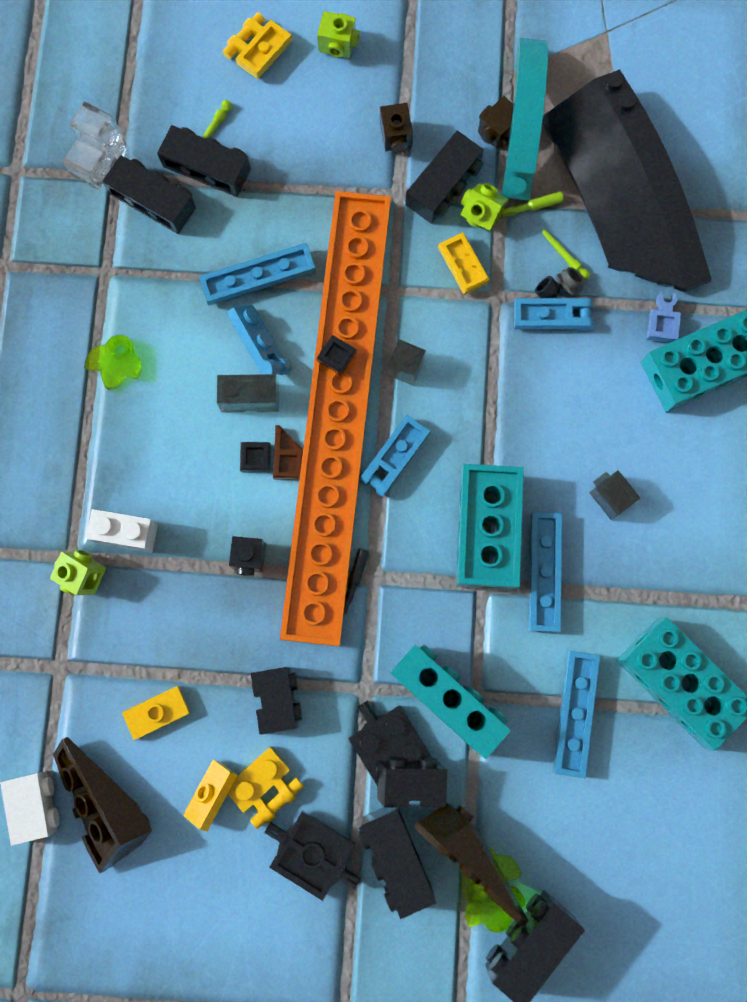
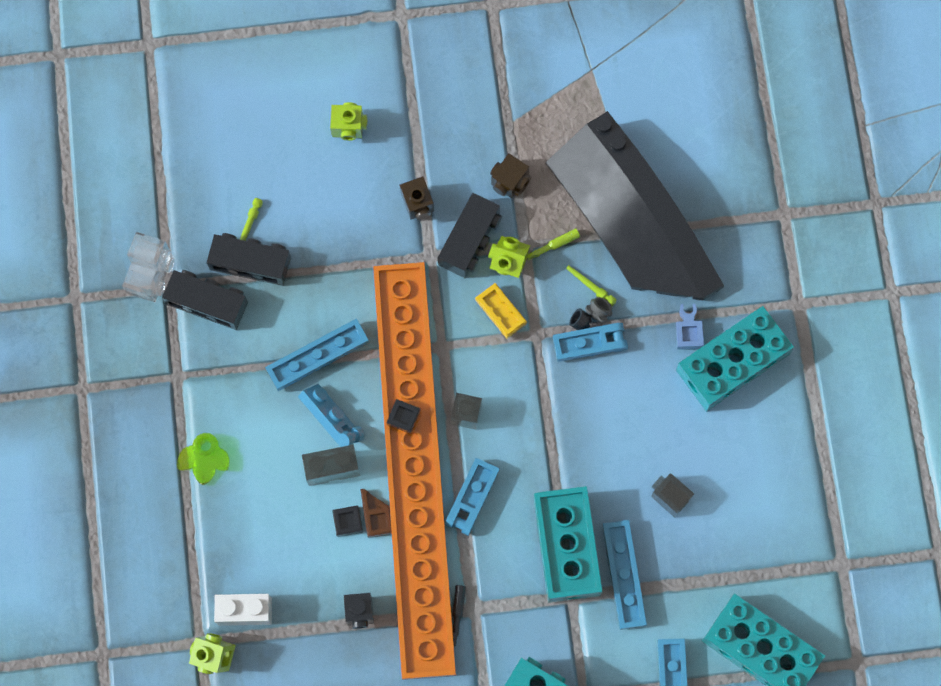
camera: 10 degrees left, 5 degrees down
(262, 49) = (281, 145): yellow plate -> none
(526, 118) = (531, 167): teal arch -> none

